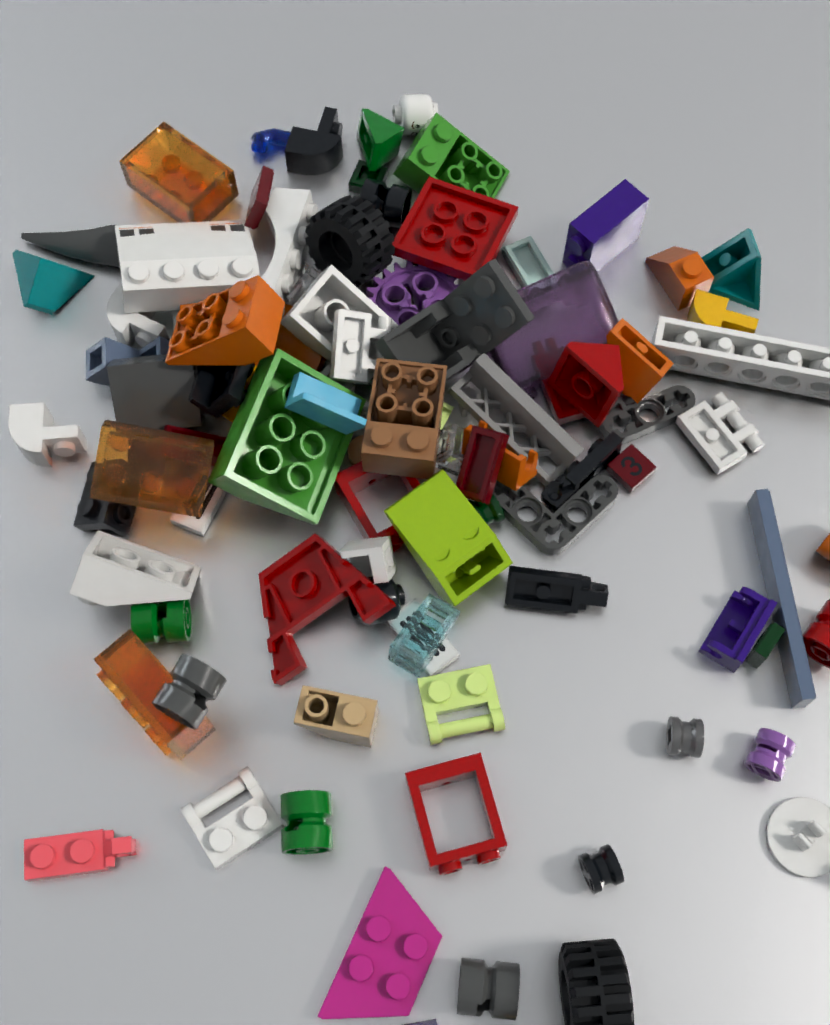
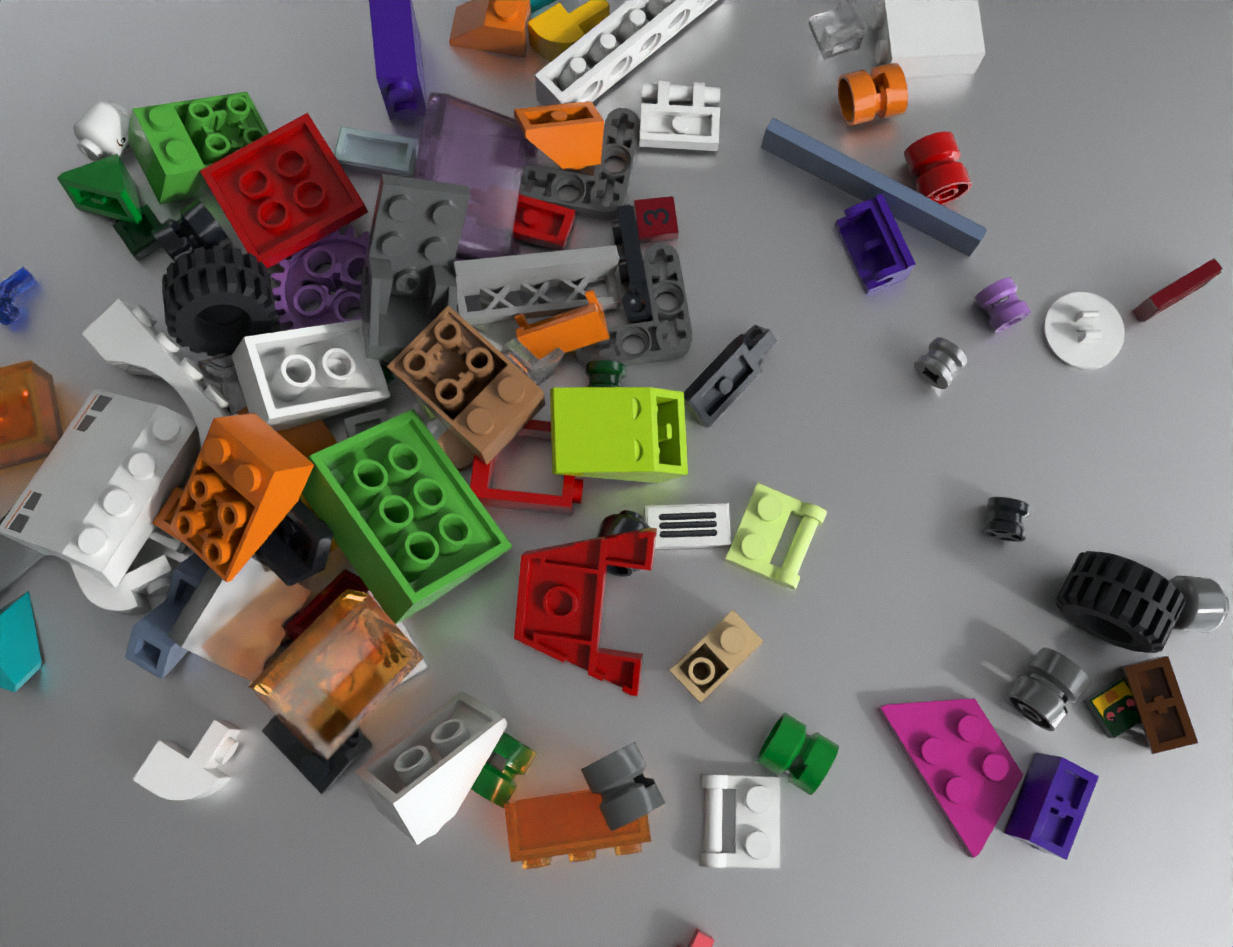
camera: 60 degrees left, 10 degrees up
(259, 198) = (81, 356): dark red tile -> none
(315, 151) = (65, 262): black brick -> none
(324, 404) = (399, 452): medium azure panel -> none
(352, 343) = (347, 380): white plate -> none
(372, 557) = (583, 517): white panel -> none
(411, 654) = (704, 554): clear light blue slope -> none
(445, 774) = (834, 596): red window -> none
(481, 463) = (567, 348): dark red tile -> none
(589, 378) = (558, 185): red slope -> none
(765, 644) = (910, 230): dark green tile -> none

